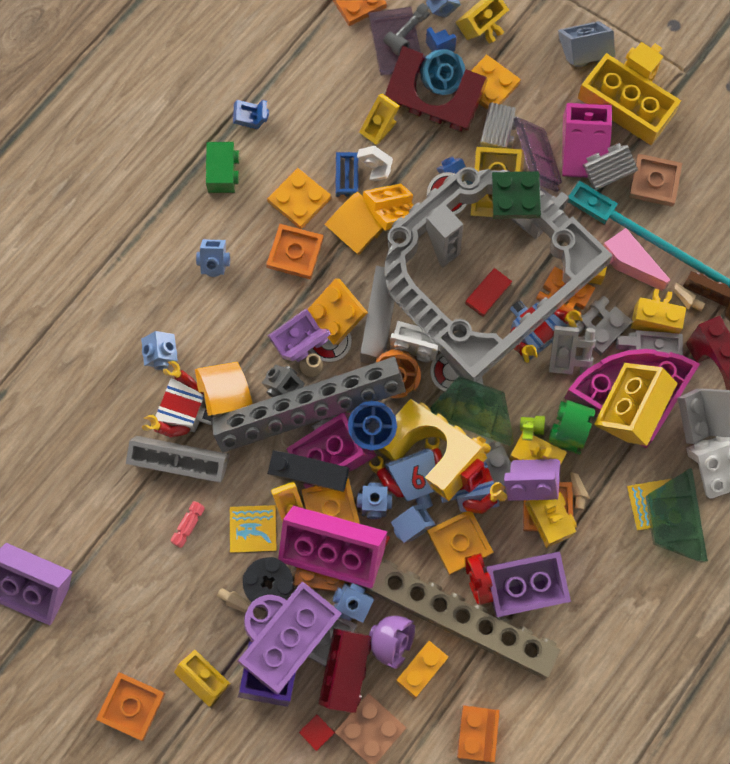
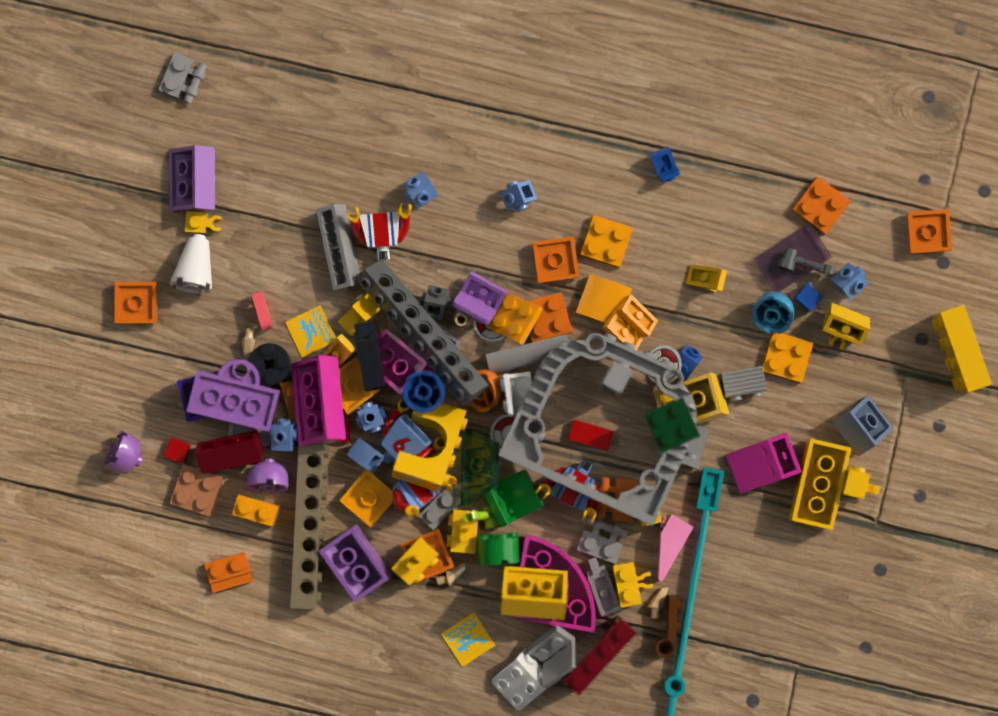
camera: 60 degrees right, 15 degrees up
(78, 598) = (199, 222): none -> yellow plate
(124, 622) = (194, 267): none -> white cone
(187, 524) = (291, 279): coral axle -> none
(202, 678) = (180, 345): yellow slope -> none
(206, 569) = (262, 310): none -> coral beam
(221, 167) = (604, 163): green brick -> none
(223, 388) = (410, 257): light orange slope -> none
(257, 466) = (360, 312): none -> yellow slope
(346, 191) = (630, 278): blue tile -> none
(355, 276) = (553, 318): none -> orange plate
(377, 160) = (665, 295): white bracket -> none
(457, 112) = (741, 288): dark red arch -> none
(473, 475) = (418, 487): red tile -> none
(480, 581) = (341, 525): red plate -> none
(524, 388) = (513, 498): none -> green bracket
(533, 480) = (436, 535): medium lavender bracket -> none
(538, 153) = (731, 426): clear purple piece -> none
(564, 350) = (563, 517): light grey plate -> none
(610, 166) = (745, 492): light grey brick -> none
(655, 180) = (755, 535): nougat plate -> none
(676, 518) = (462, 660): clear green wing -> none

